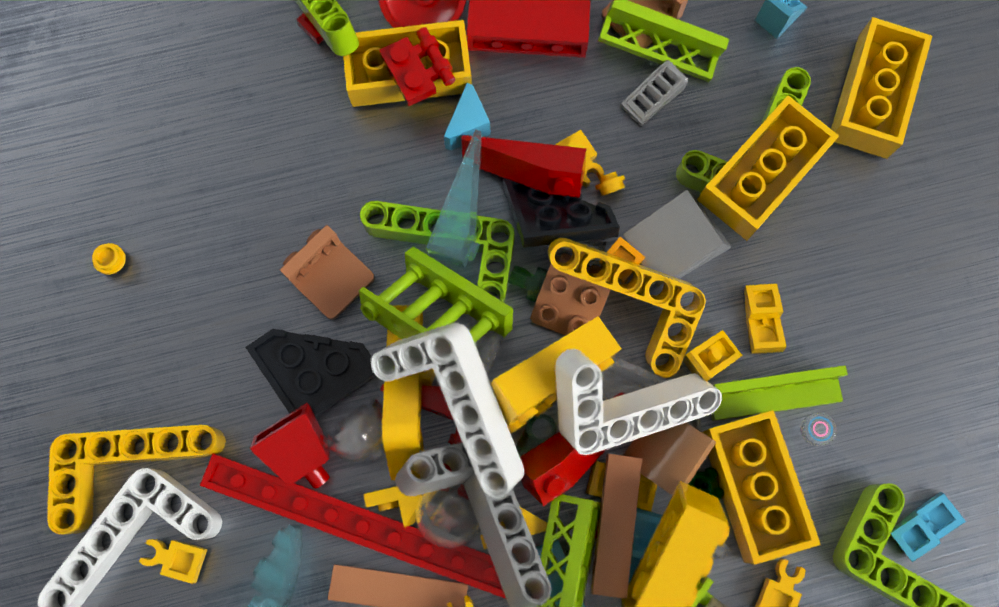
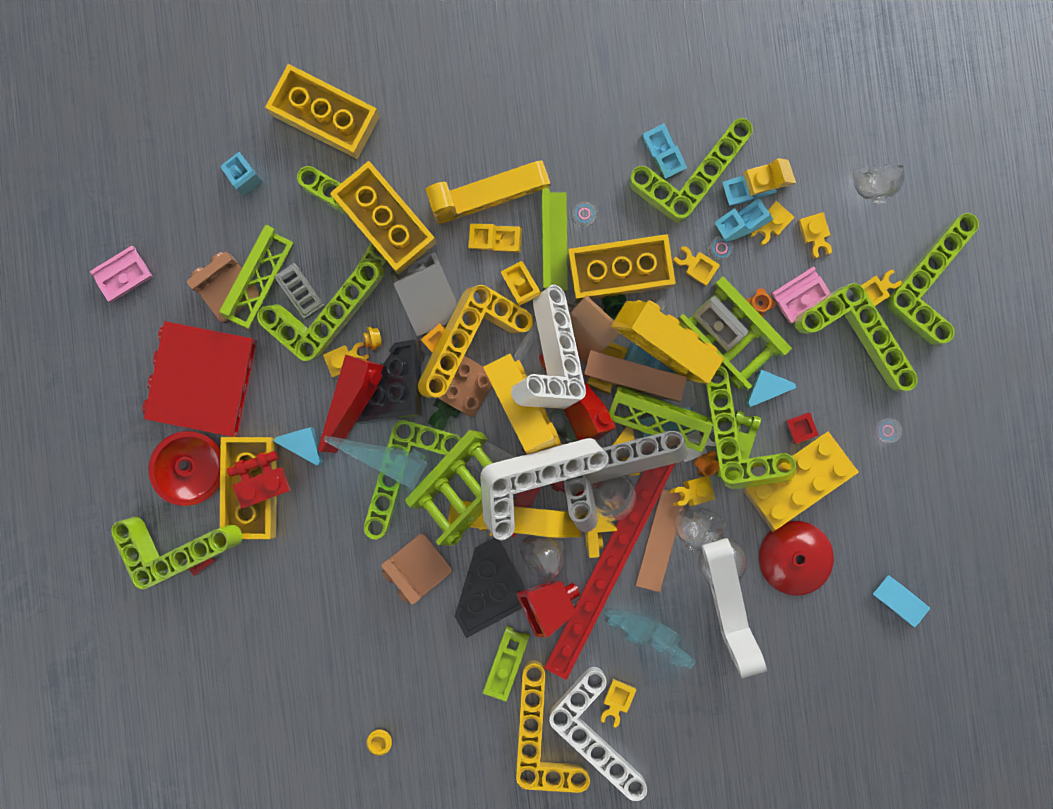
camera: 80 degrees left, 10 degrees up
(215, 403) = (506, 664): none -> lime plate
(630, 124) = (327, 317): none -> lime beam
(818, 293) = (486, 193): none -> yellow beam

